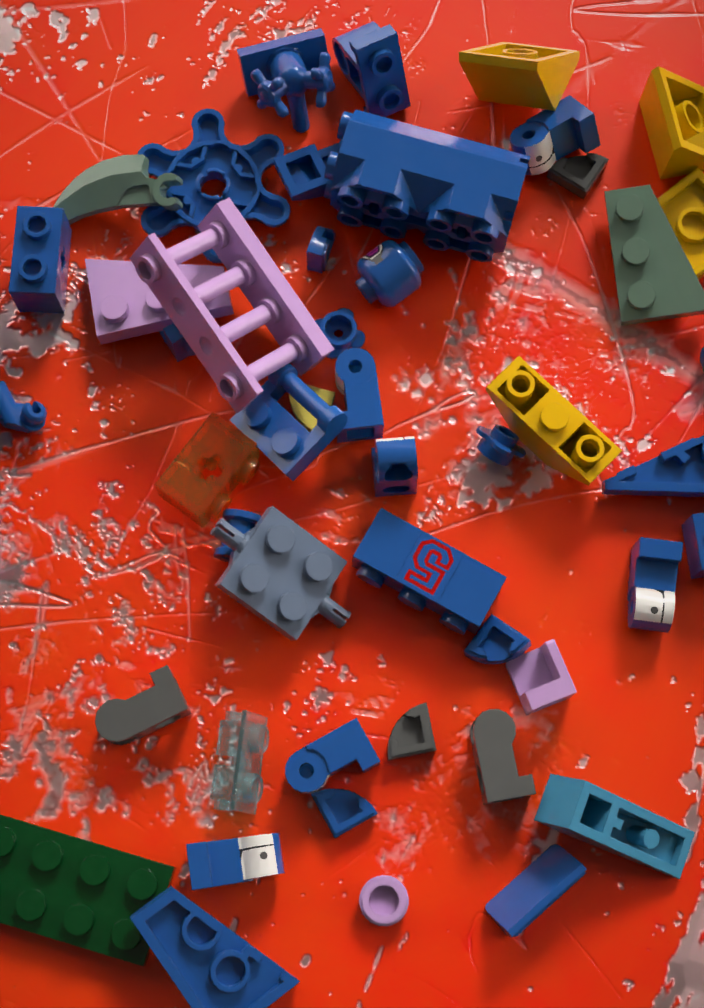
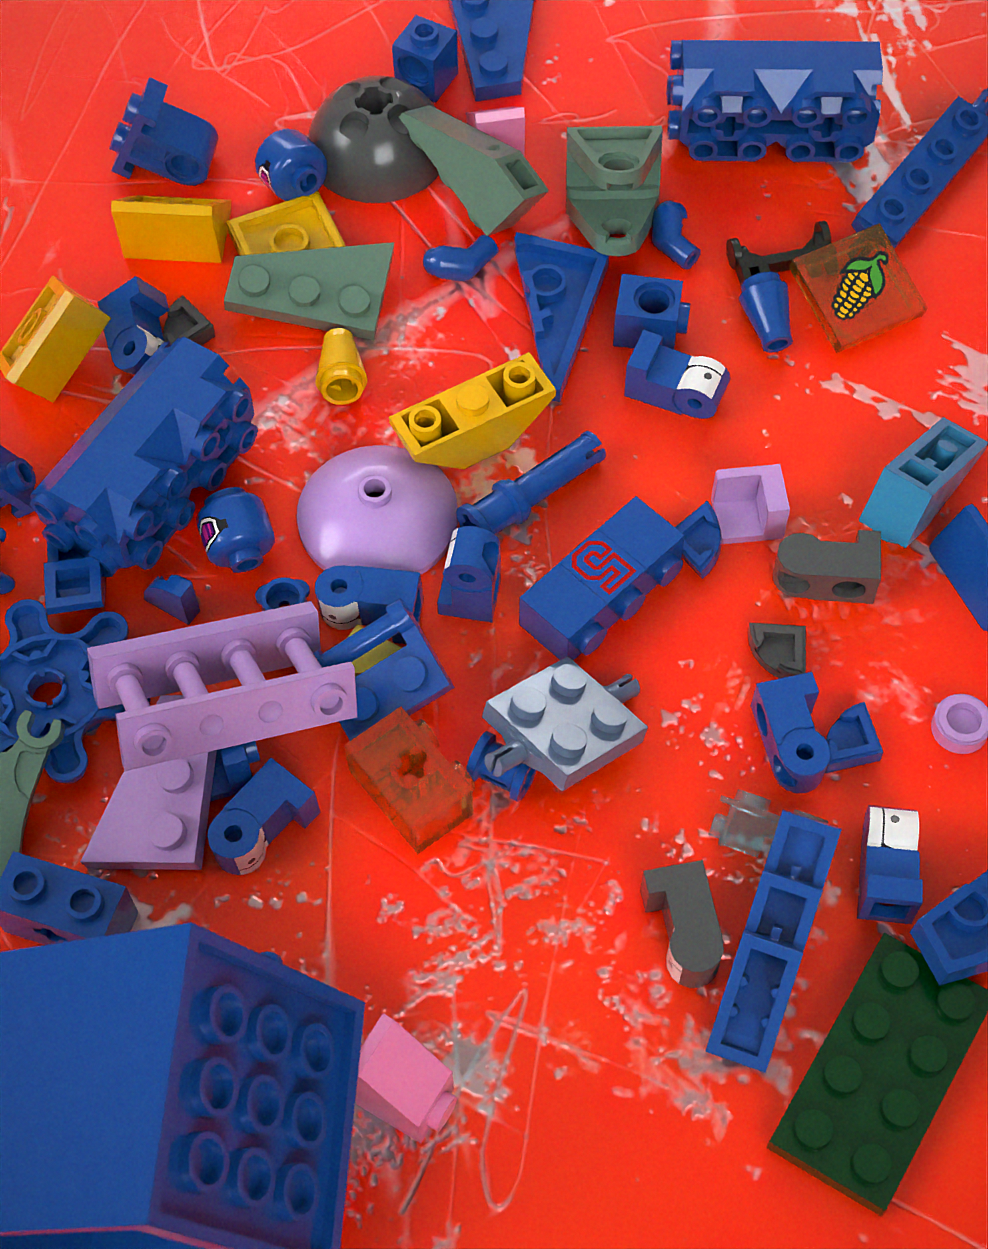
camera: 70 degrees left, 15 degrees down
(145, 780) = (773, 941): none -> blue slope
(151, 368) = (258, 816): none -> blue leg
(439, 404) = (396, 531): none -> lavender dish
(485, 480) = (512, 500): none -> blue pin
(499, 444) = (475, 476): blue plate -> none
(574, 305) = (340, 368): none -> yellow cone

